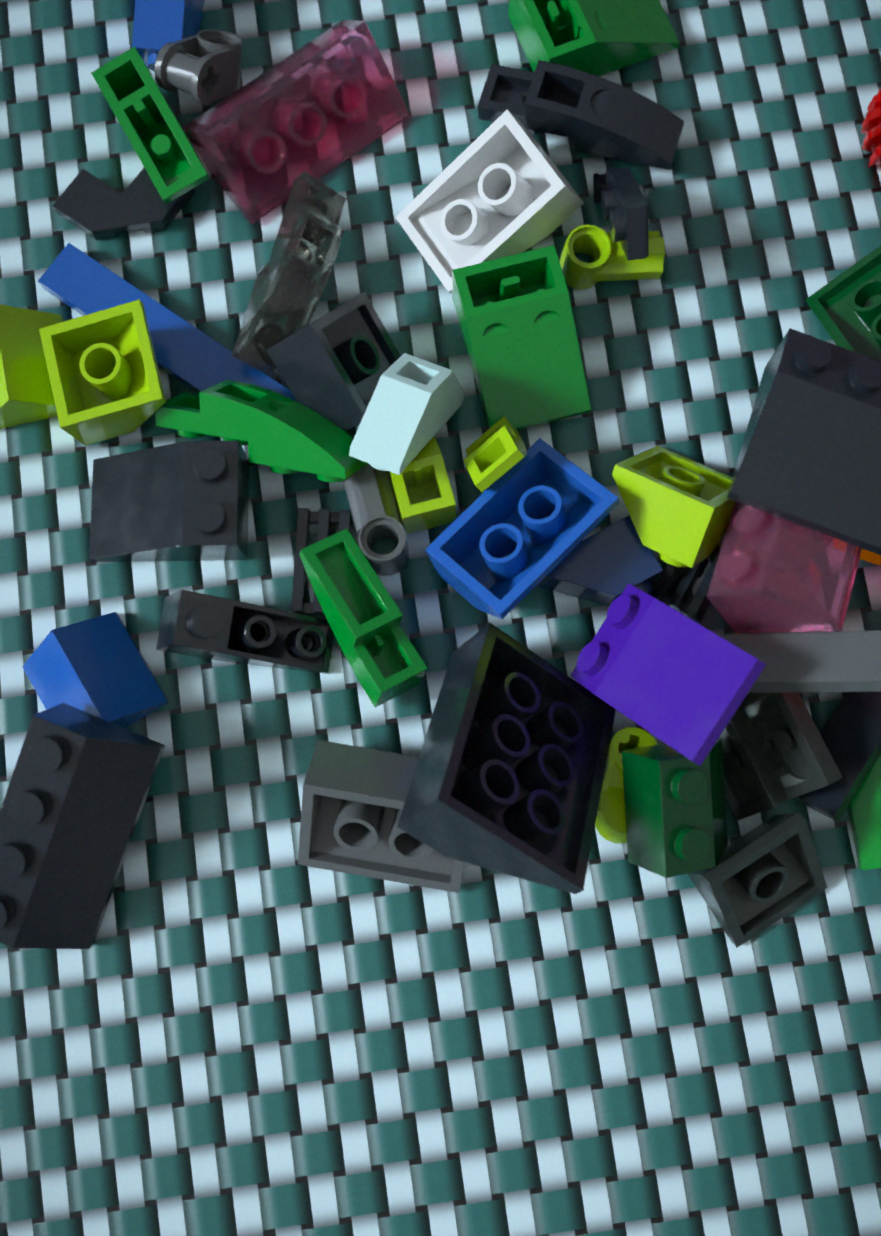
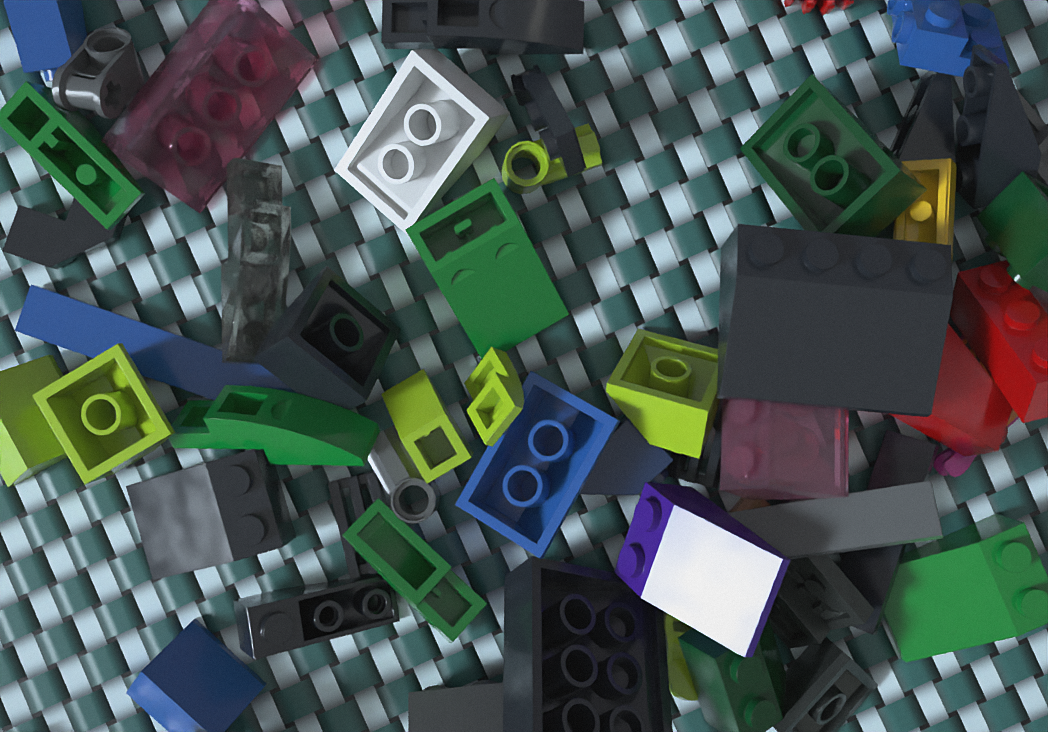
camera: 15 degrees left, 10 degrees up
(405, 413) = (401, 386): light aqua slope -> none

